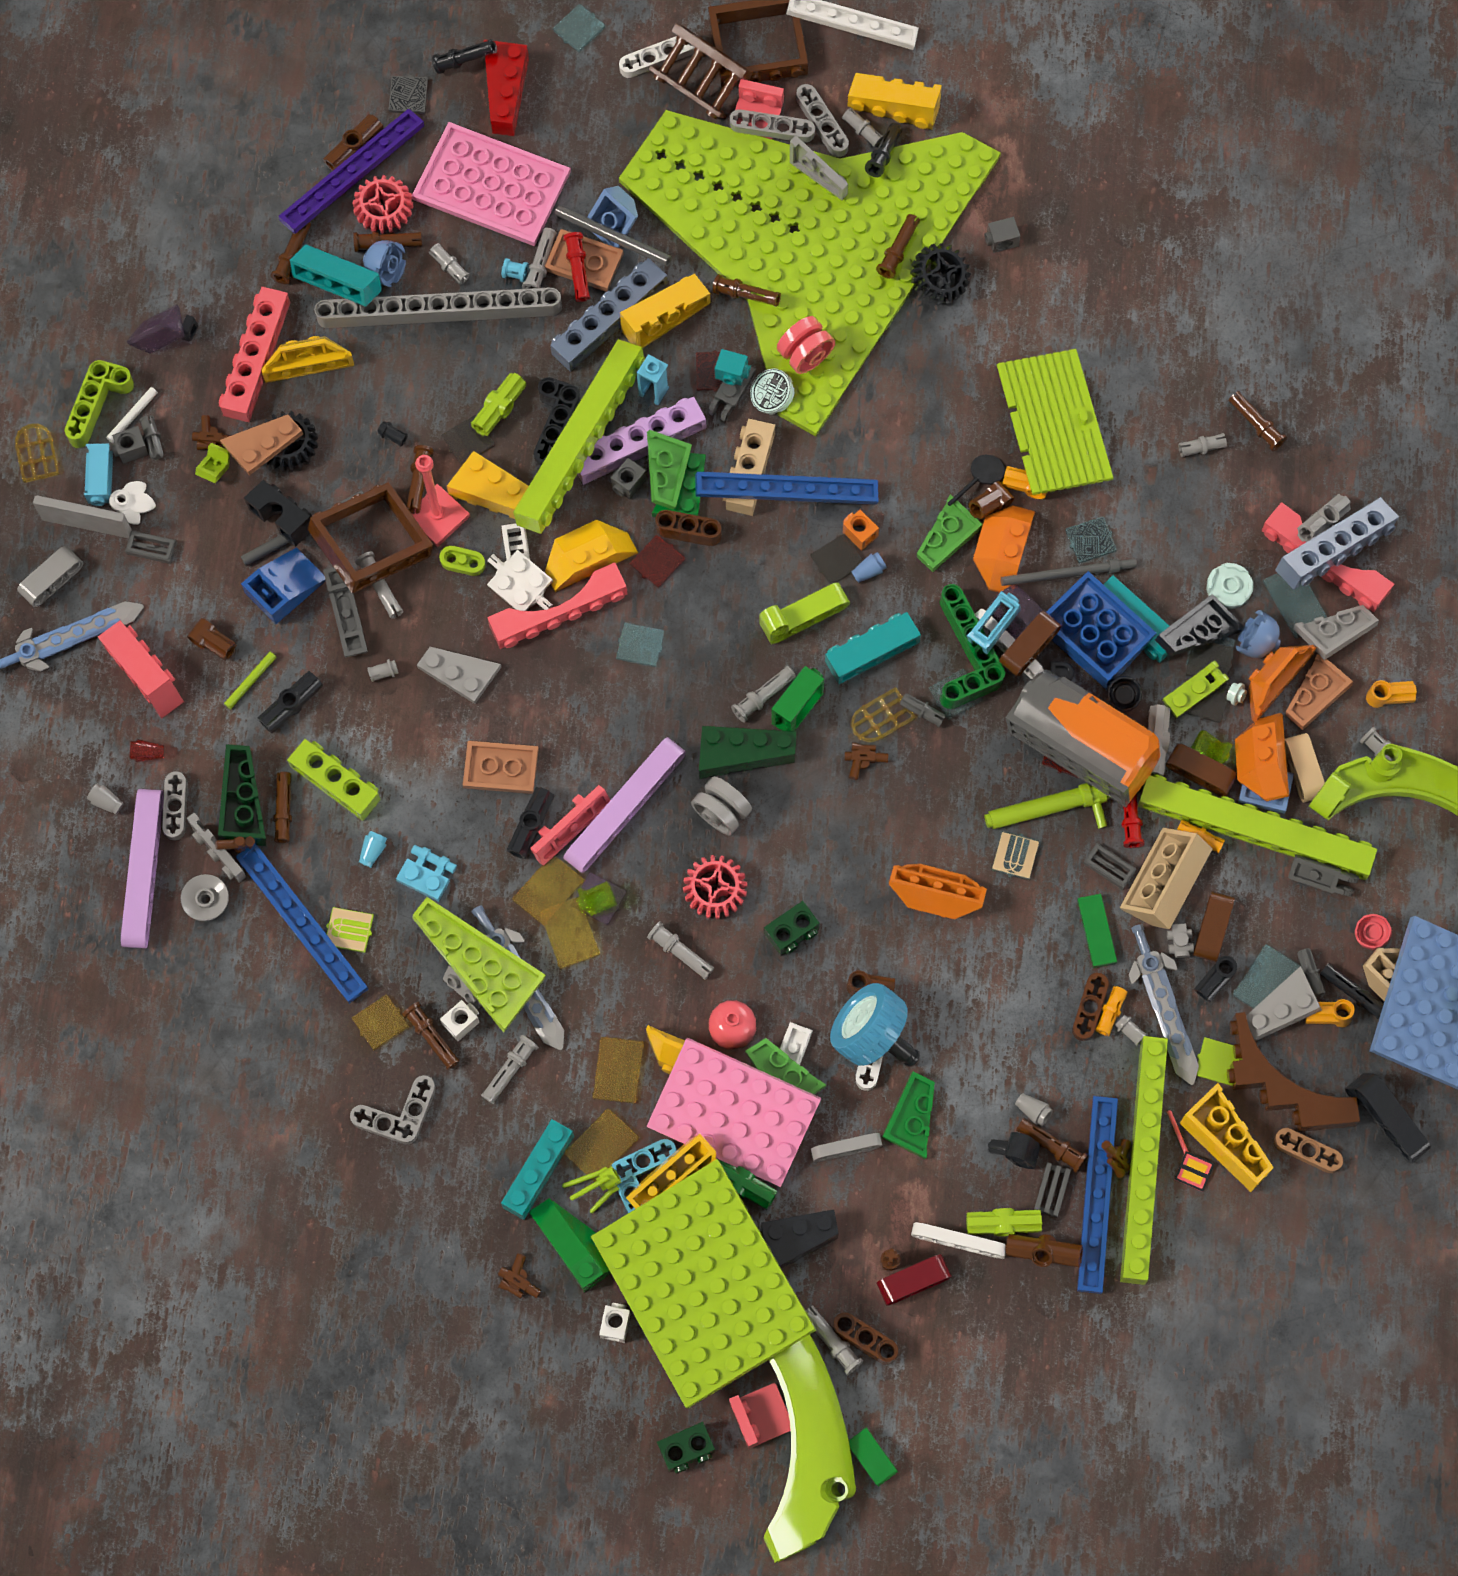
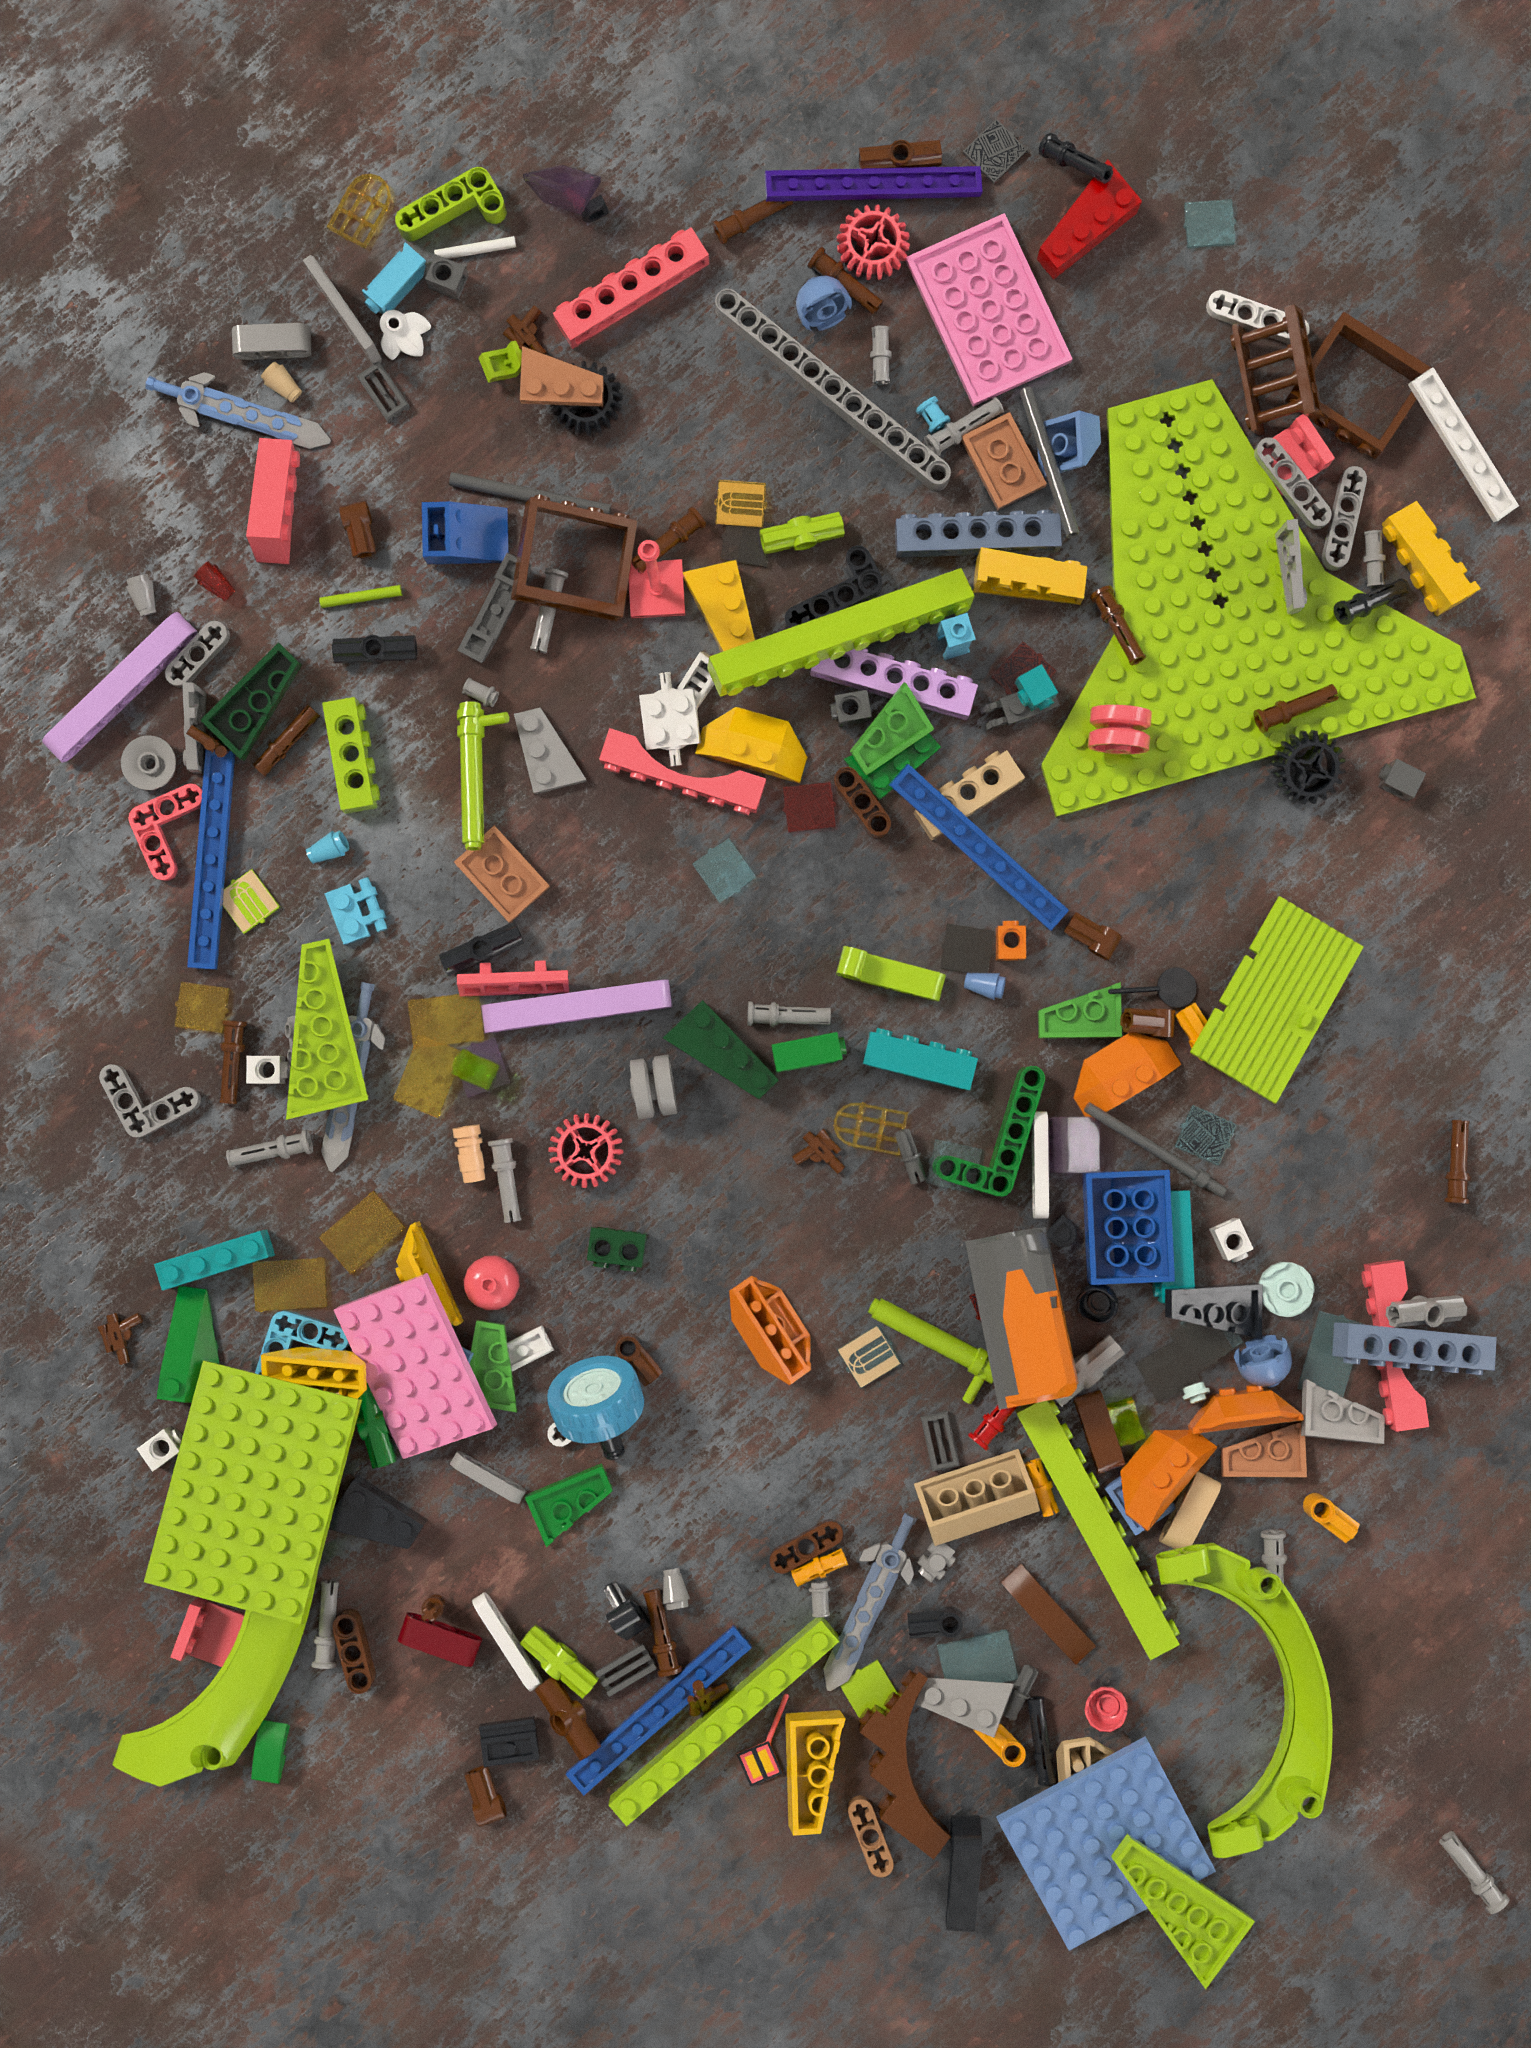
camera: 40 degrees right, 15 degrees up
(79, 595) = (280, 381): none -> tan cone
(152, 437) = (472, 287): dark grey axle -> none
(243, 937) = (153, 827): none -> coral beam
(268, 500) = (517, 442): black arch -> none
(306, 358) = (671, 331): yellow wedge -> none
(335, 275) = (766, 276): teal brick -> none
(392, 433) = (685, 475): black pin -> none
(401, 699) = (471, 733): none -> lime cylinder
(443, 421) = (740, 503): none -> clear yellow piece
(463, 560) = (639, 653): lime plate -> none
(576, 258) = (996, 453): red pin -> none
(607, 1179) = (263, 1324): lime plant -> none
(644, 956) = (470, 1153): none -> light nougat axle
(683, 1441) = (127, 1596): dark green brick -> none
(772, 391) = (1053, 742): light aqua tile -> none
(912, 481) = (1099, 939): none -> reddish brown piece
(988, 642) = (1070, 1138): medium azure window -> none
(1021, 1304) = (509, 1741): none -> black plate
(1030, 643) = (1055, 1190): reddish brown beam -> none
(1045, 1357) = (487, 1803): none -> reddish brown piece
(1097, 931) = (874, 1486): green tile -> none
(1167, 575) = (1220, 1234): none -> white brick
(1195, 690) = (1162, 1356): lime plate -> none
(1202, 445) = (1388, 1140): light grey pin -> none
(1213, 926) = (976, 1576): reddish brown beam -> none
(1281, 908) = (1048, 1614): none -> reddish brown slope
(1321, 876) = (1111, 1620): dark grey hinge -> none

